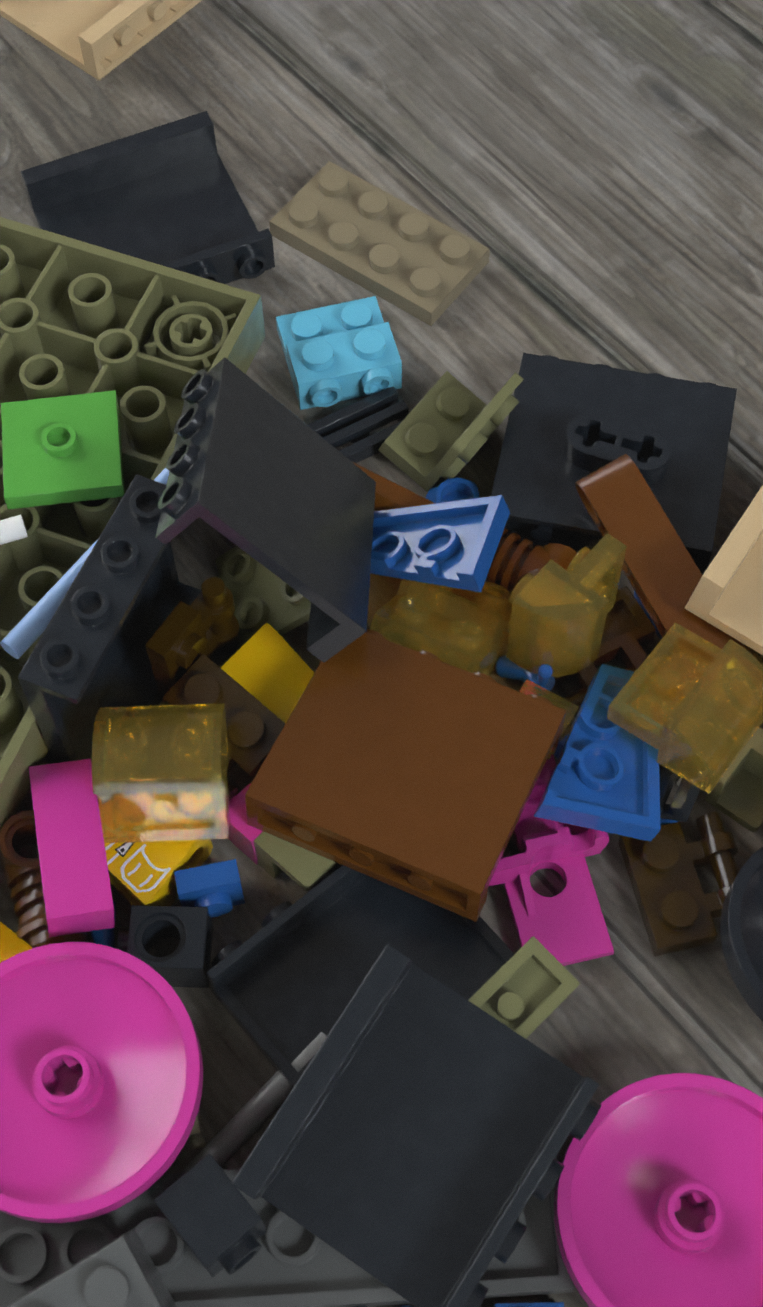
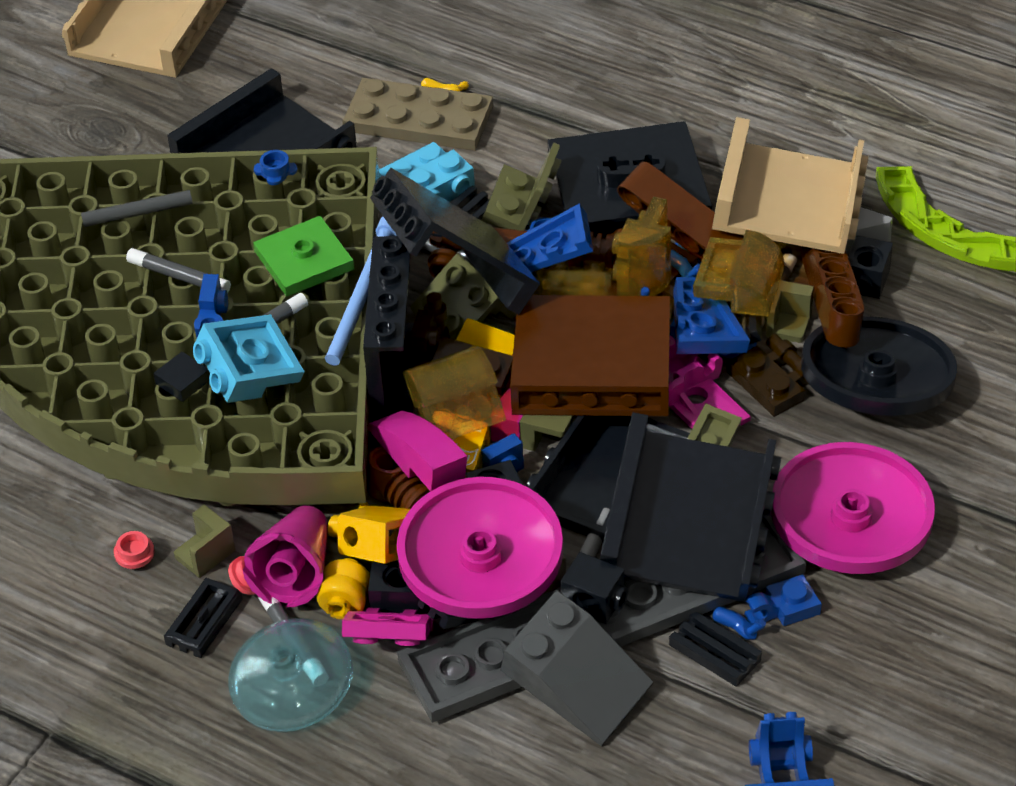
camera: 20 degrees left, 15 degrees down
(98, 285) = (275, 167): none -> blue plate
(416, 200) = (427, 82): none -> yellow piece
(625, 640) = (683, 266): none -> blue piece

